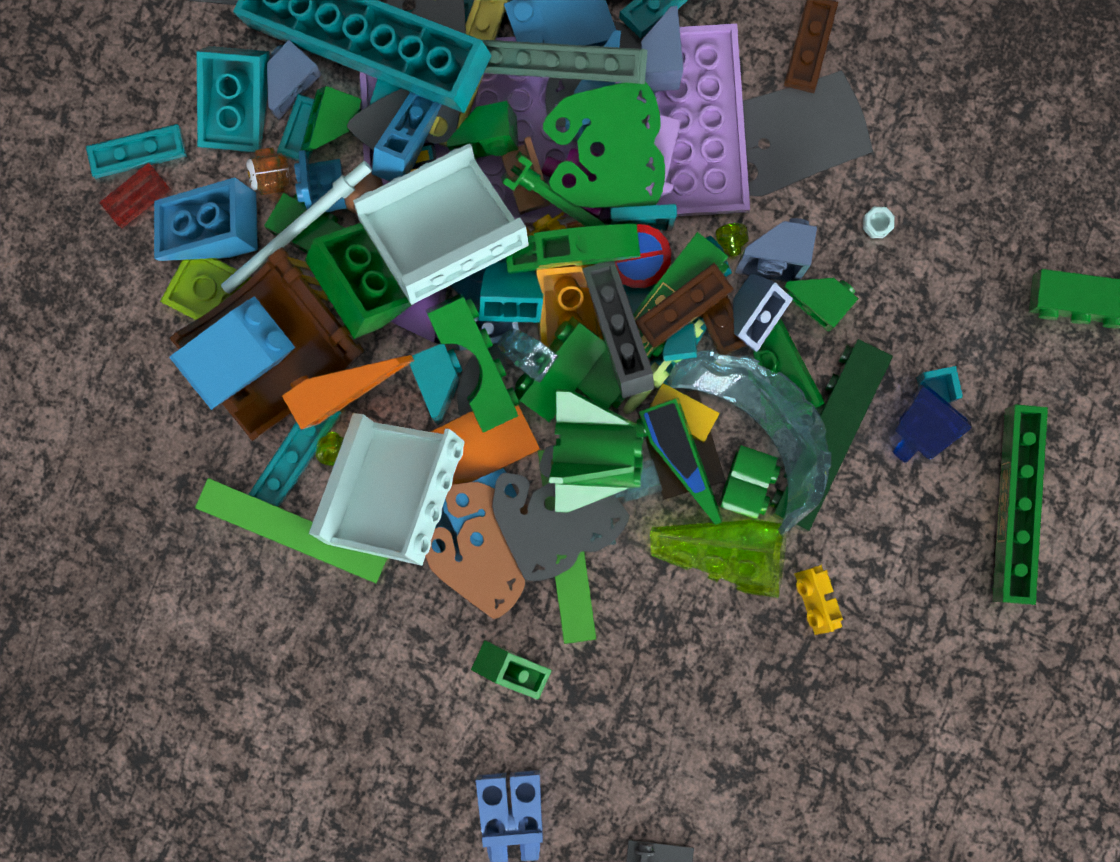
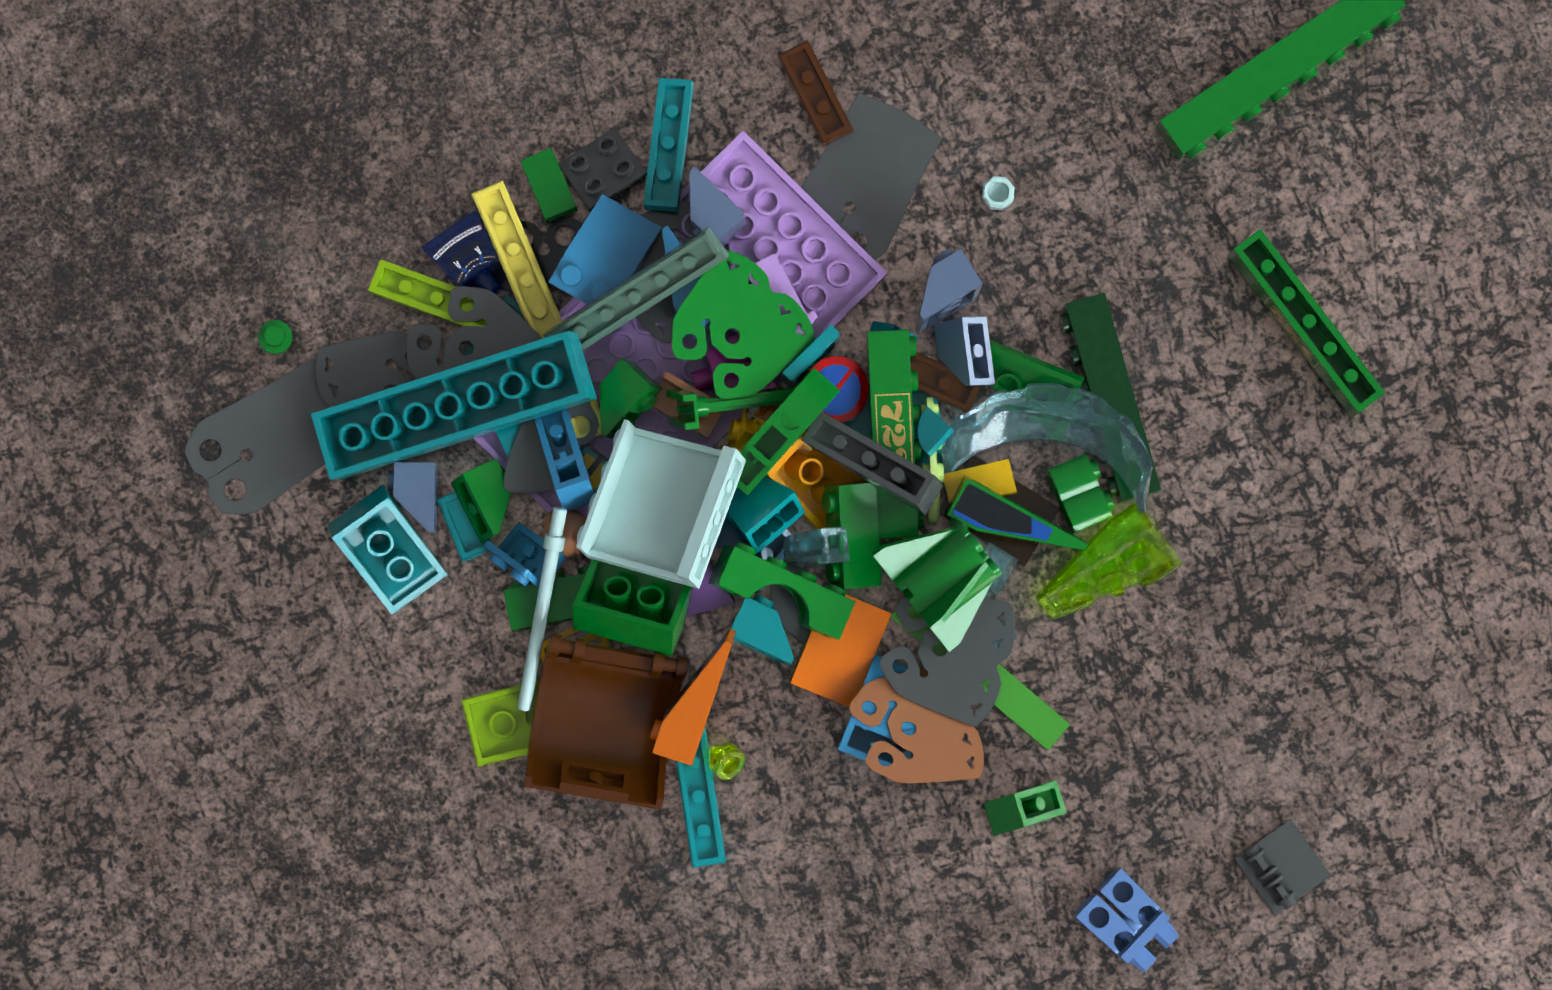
camera: 50 degrees left, 0 degrees up
(136, 151) = (344, 662): teal tile -> none
(143, 204) = (372, 728): clear red tile -> none
(206, 222) = (459, 670): dark azure slope -> none
(232, 352) = (585, 752): dark azure slope -> none
(268, 171) = (471, 583): clear orange head -> none
(283, 528) = (753, 853): bright green tile -> none
(387, 489) = (804, 751): light aqua panel -> none
(684, 305) = (909, 399): reddish brown tile -> none
(732, 237) = (892, 307): clear neon green tile -> none
(821, 614) = (1201, 531): yellow hinge -> none
(822, 299) = (1010, 295): green slope -> none
(928, 425) = (1180, 323): clear blue torso -> none
(944, 382) = (1162, 284): teal panel -> none

